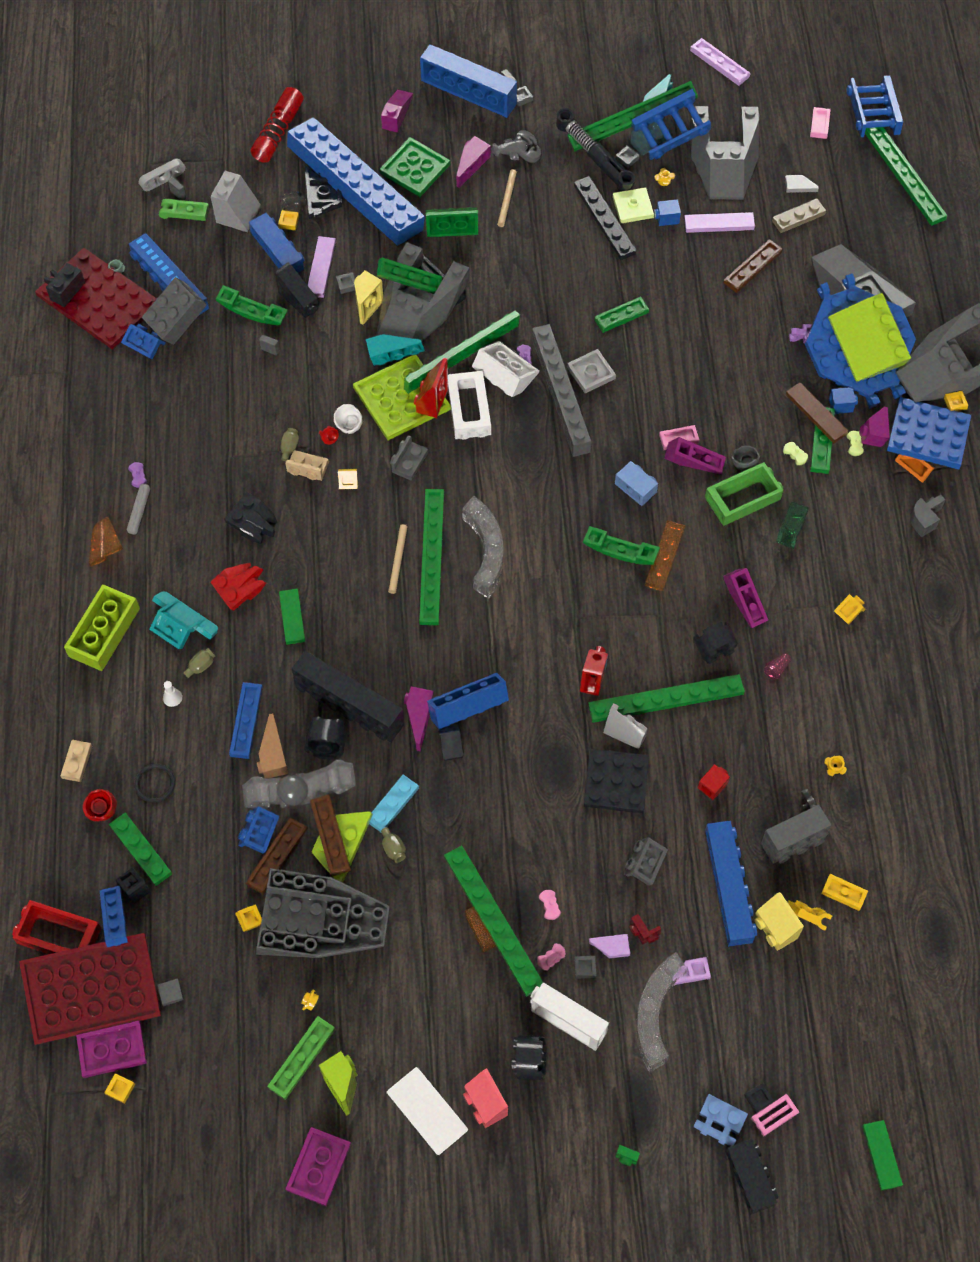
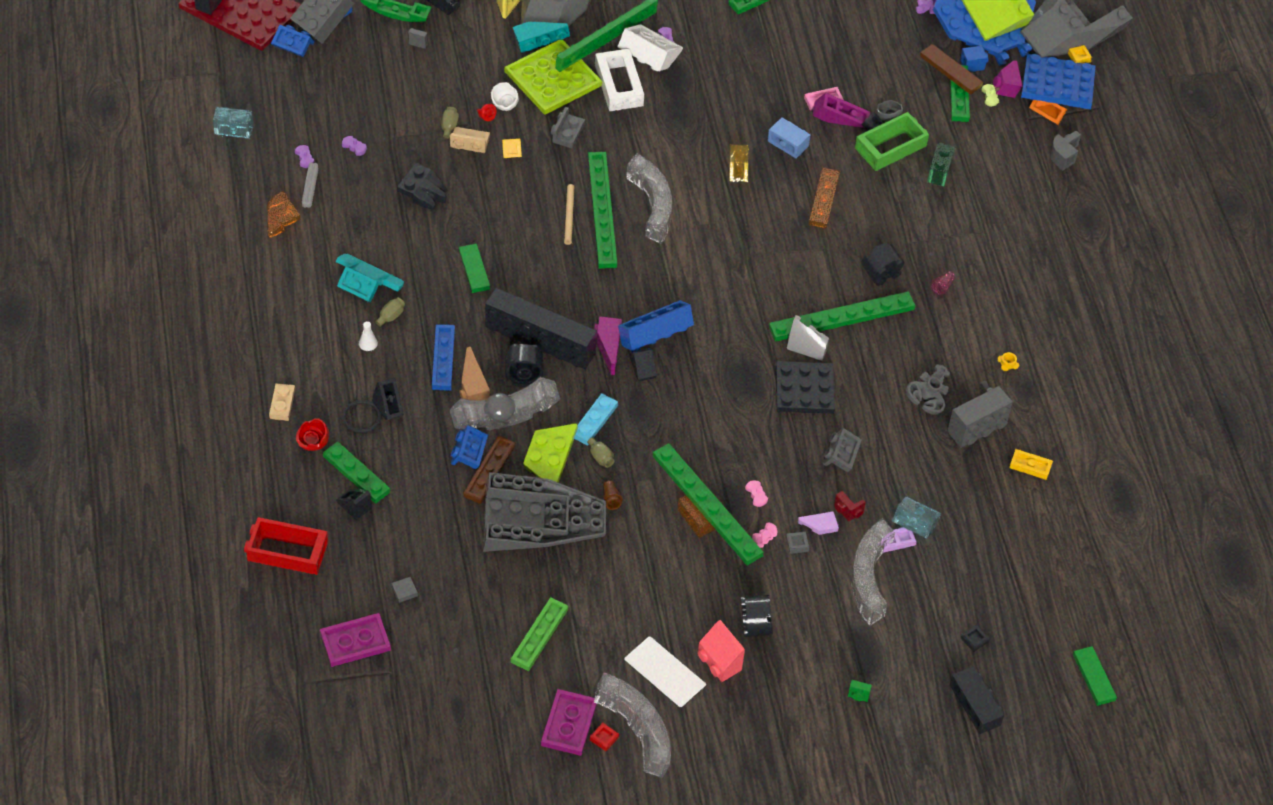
camera: 10 degrees left, 10 degrees down
(69, 432) = (233, 122): none -> clear light blue brick
(89, 989) = (327, 587): dark red plate -> none
(102, 627) = (291, 285): lime brick -> none
(113, 916) = (343, 523): blue plate -> none
(119, 1088) = (368, 671): yellow plate -> none
(182, 768) = (387, 399): none -> black slope
(190, 465) = (354, 145): none -> medium lavender piece
(238, 584) = (419, 243): red plate -> none
(249, 918) = (472, 521): yellow plate -> none
(309, 1000) = (540, 585): yellow plate -> none
(330, 835) = (541, 445): reddish brown tile -> none
(340, 1078) = (580, 642): lime slope -> none
(353, 1185) = (604, 737): none -> red tile
(393, 1171) = (642, 719): none -> clear brick
(397, 898) = (611, 496): none -> reddish brown cone
(433, 390) = (585, 65): red slope -> none
(561, 390) = (706, 63): dark grey brick -> none
(568, 1016) = (789, 578): white piece -> none
(579, 509) = (738, 162): none -> clear yellow slope
(591, 371) = (732, 46): light grey plate -> none
(594, 665) = (772, 288): red torso -> none
(620, 549) = (780, 194): green slope -> none
(713, 949) = (916, 517): none -> clear light blue brick
(714, 781) = (896, 381): red brick -> none
(722, 1114) = (941, 653): medium blue plate -> none
(727, 470) = (872, 121): none -> black tile
(730, 884) = (923, 462): blue brick -> none
(745, 596) = (905, 225): magenta slope -> none
(747, 795) = (929, 389): none -> dark grey animal
(760, 1125) = (980, 659): bright pink tile -> none
(778, 922) = (974, 489): light yellow slope -> none
(795, 453) = (935, 106): yellowish green piece -> none
(805, 912) = (998, 479): yellow plate -> none
(850, 608) = (1004, 231): yellow bracket -> none

